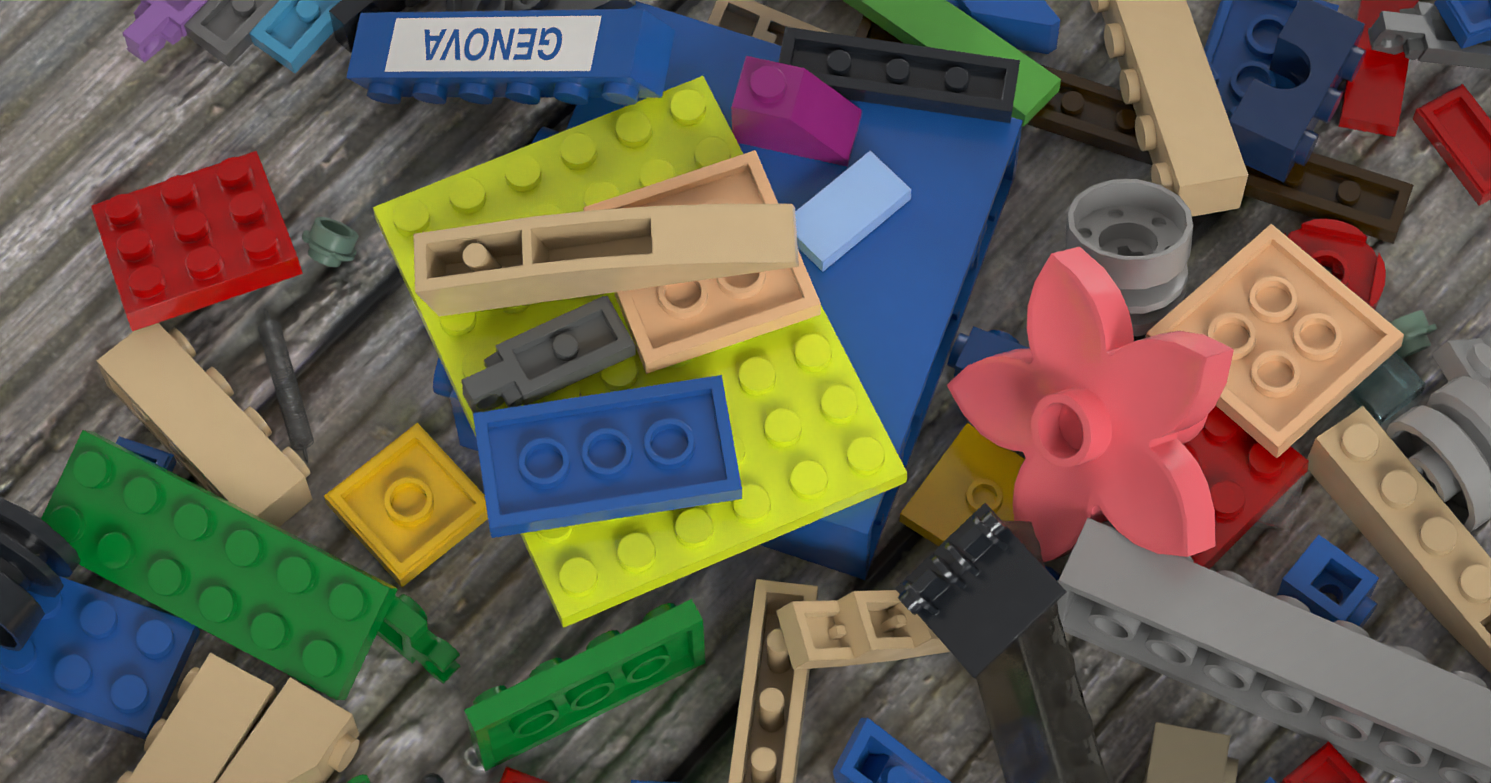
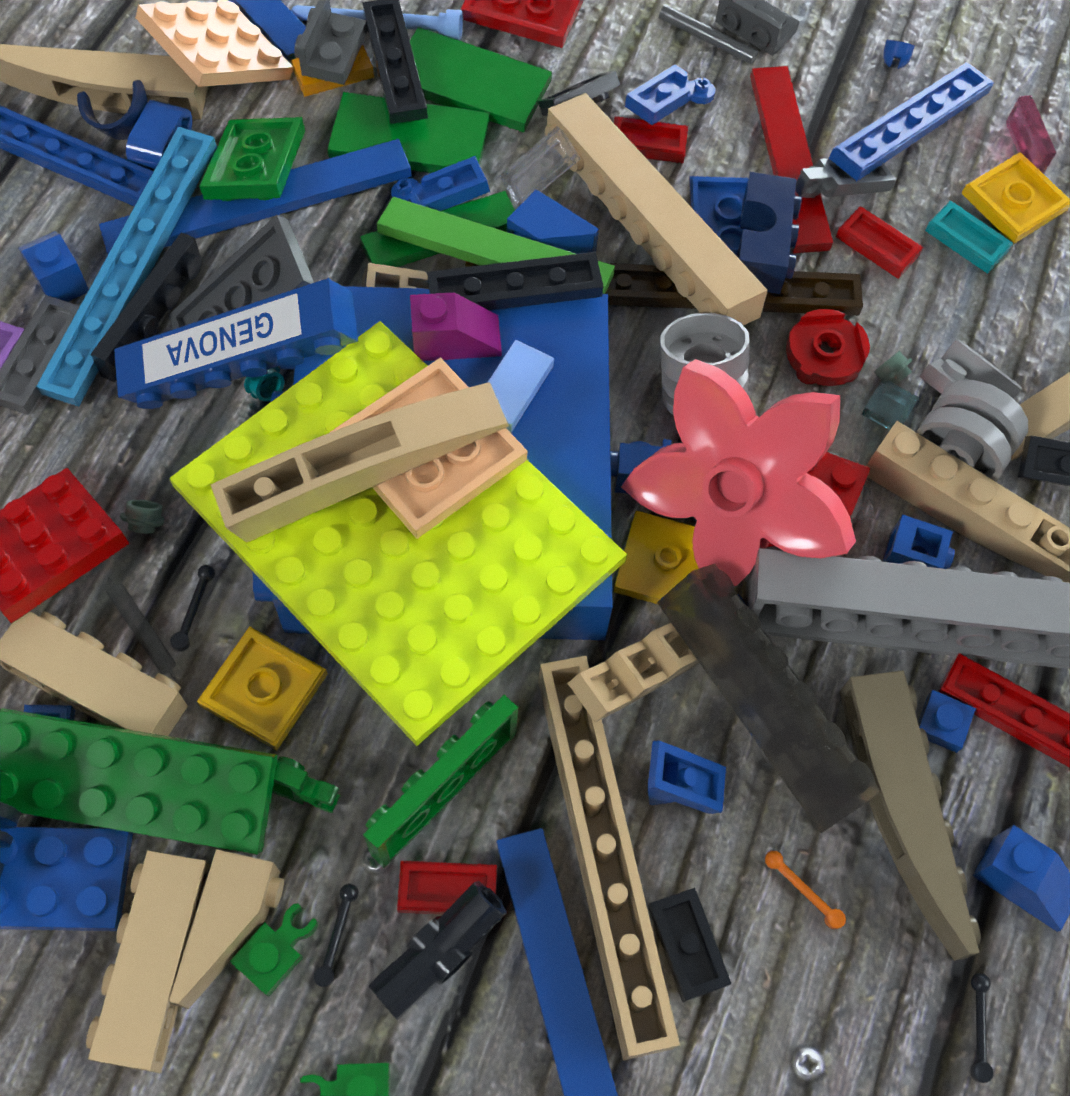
camera: 25 degrees left, 0 degrees up
(328, 414) = (180, 640): none -> black hinge
(548, 114) = (263, 386): none -> teal plate
(550, 357) = (342, 548): dark grey hinge -> none
(607, 456) = (409, 608): blue plate -> none
(980, 590) = (706, 622): black hinge -> none
(1293, 334) = (821, 364): light nougat plate -> none

